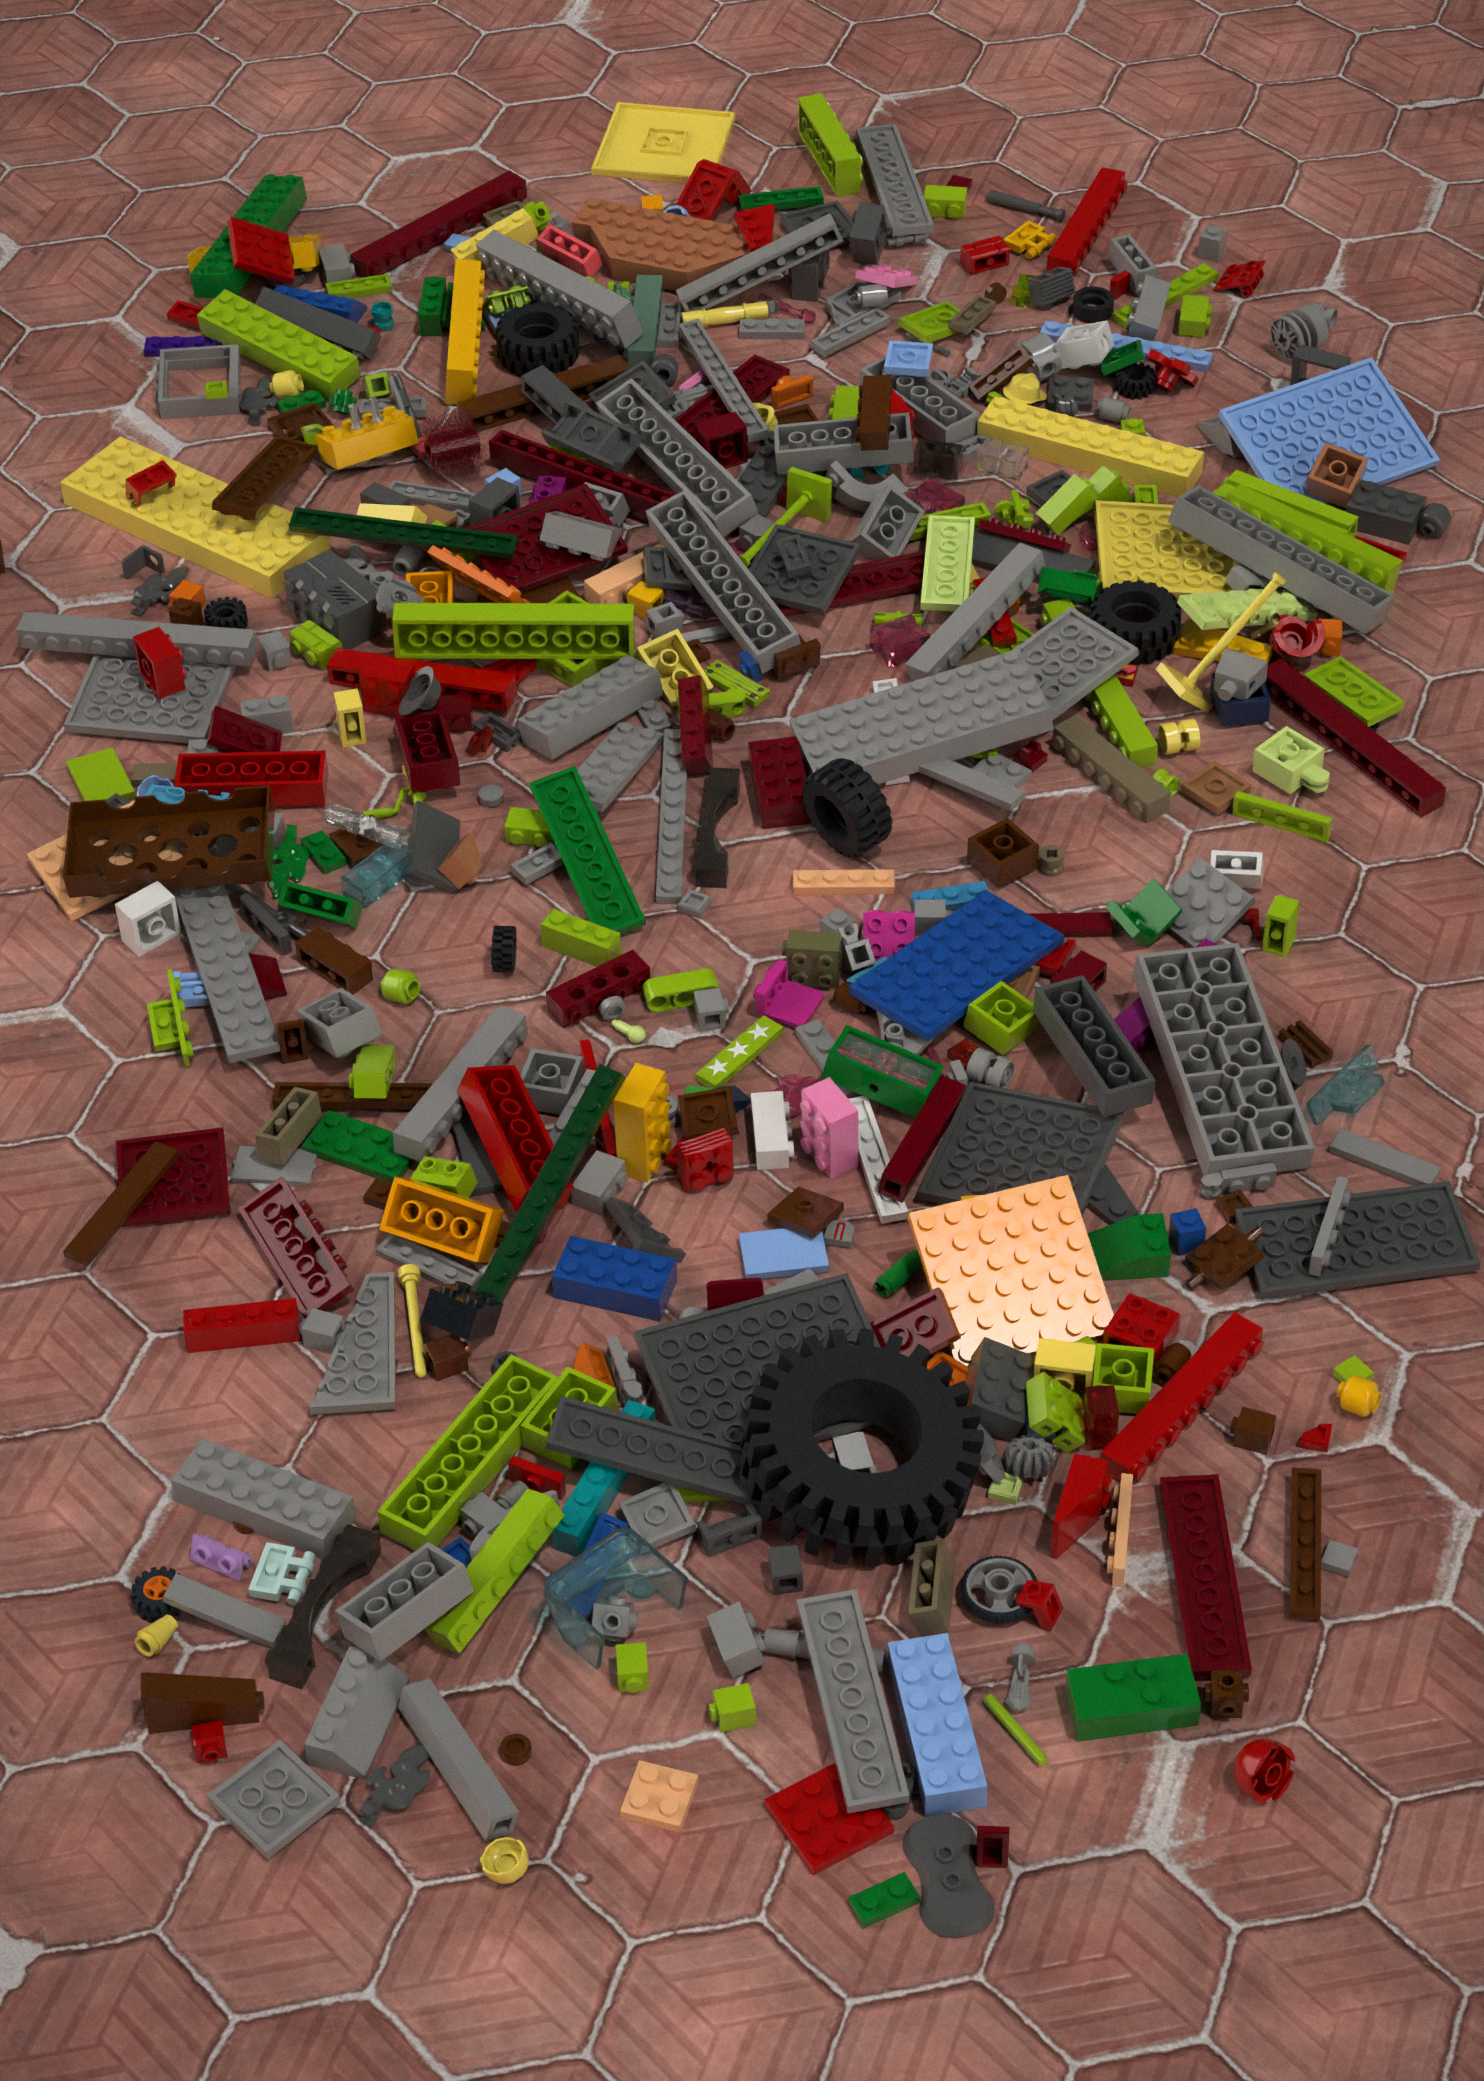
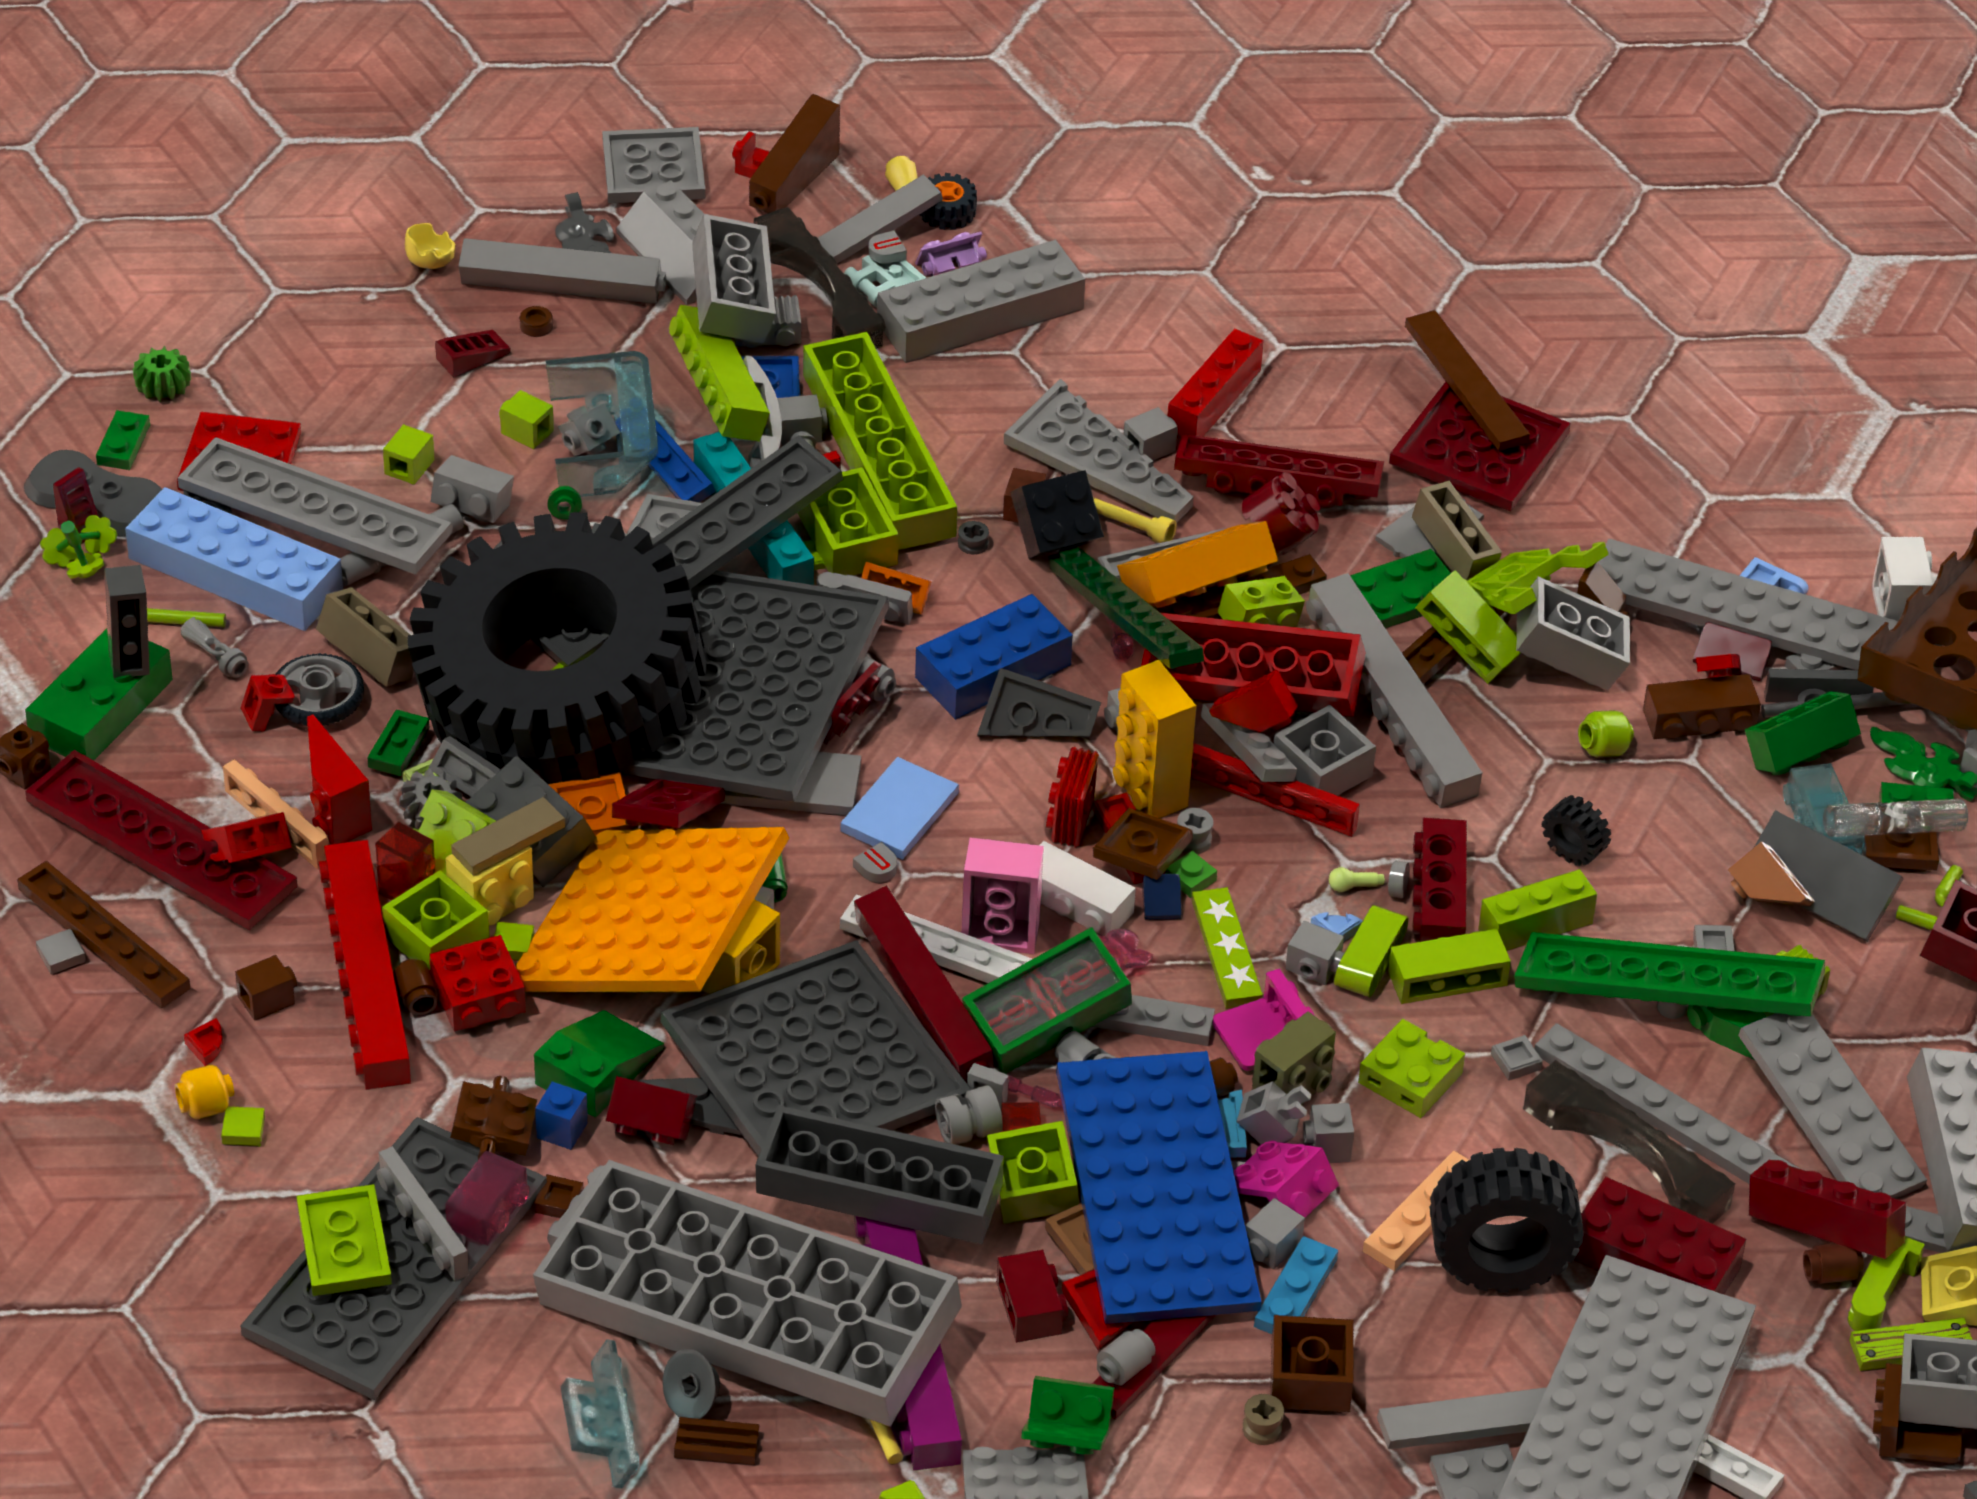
camera: 125 degrees right, 0 degrees up
(167, 1023) = (1715, 537): lime bracket -> none
(257, 1579) = (887, 248): none -> light grey tile
(297, 960) = (1718, 665): none -> red plate
(316, 1065) = (1509, 580): none -> lime wing
(354, 1206) = (1286, 509): none -> dark red brick
(491, 795) = (1890, 992): light grey tile -> none
(552, 1109) = (1257, 704): none -> red slope
(594, 1771) = (462, 353): none -> dark red slope
(659, 1796) = (385, 373): light nougat plate -> none
(660, 951) = (1449, 966): none -> lime brick
(673, 1020) = (1341, 925): none -> light blue tile
(694, 1589) = (564, 494): none -> green plate
(752, 932) = (1411, 1067): none -> lime piece
(801, 1921) = (161, 373): none -> bright green gear
(805, 1212) = (927, 844): reddish brown plate -> none
(995, 1517) = (398, 742): none -> green plate
(1025, 1817) = (65, 546): none -> lime plant
(1046, 1347) = (508, 835): none -> dark tan tile
(1081, 914) = (1125, 1357): none -> light grey brick
(1101, 1651) = (127, 621): none -> dark grey brick
(1139, 1191) = (651, 1109): none -> dark red brick
(1163, 1517) = (249, 838): none -> red hinge
(1287, 1207) = (487, 1198): none -> clear pink brick
(1383, 1158) = (474, 1376): light grey tile -> none
(1383, 1249) = (343, 1240): none -> lime plate

